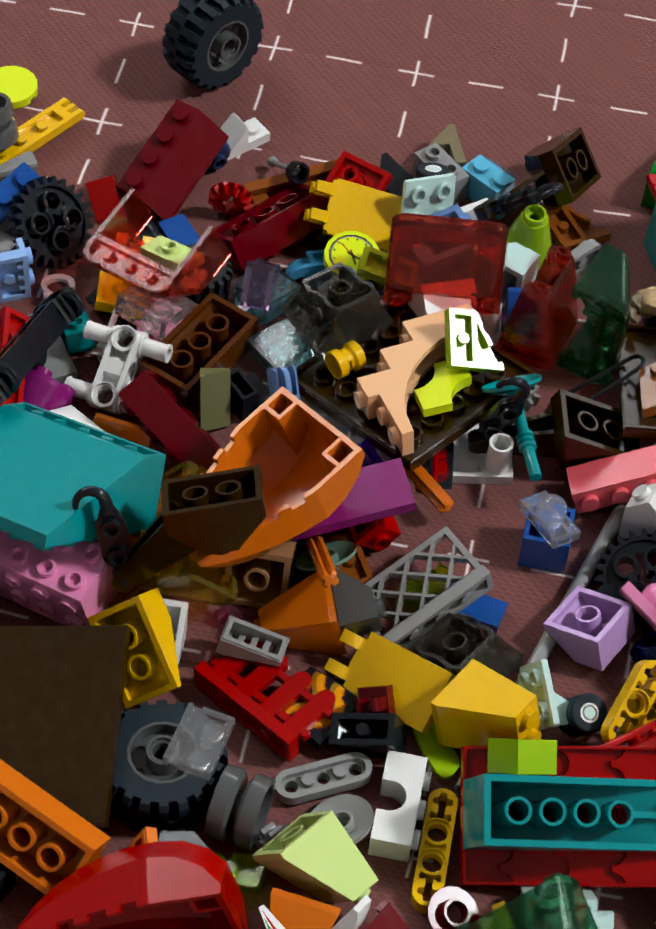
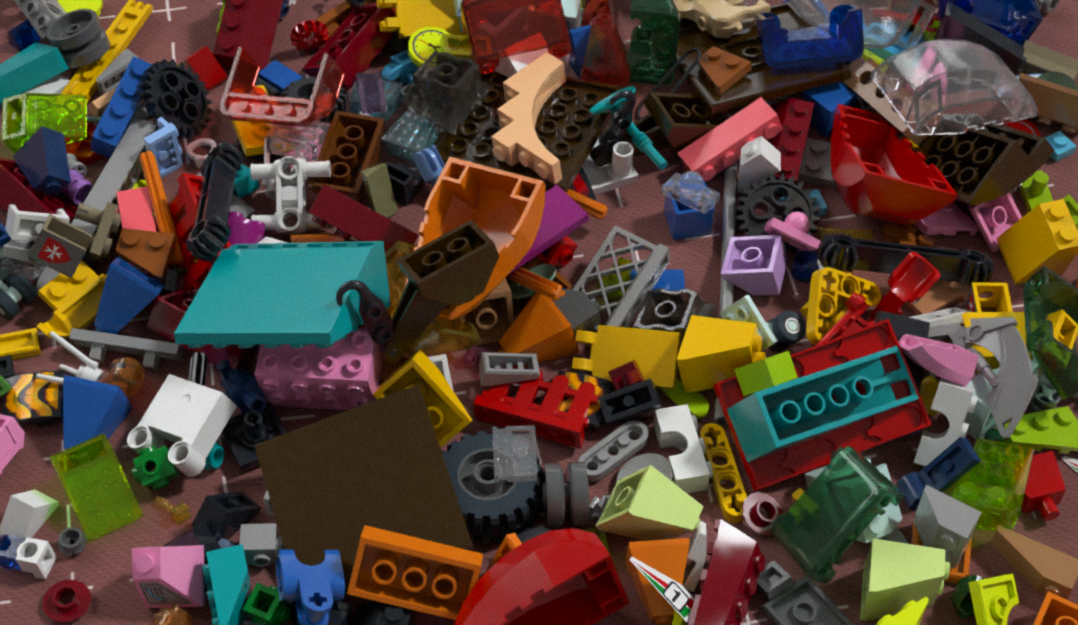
camera: 20 degrees left, 0 degrees up
(165, 251) = (290, 88): yellowish green plate -> none
(346, 359) = (471, 126): yellow wheel -> none
(438, 393) = (559, 115): neon yellow tile -> none
(468, 343) = (564, 80): wing -> none

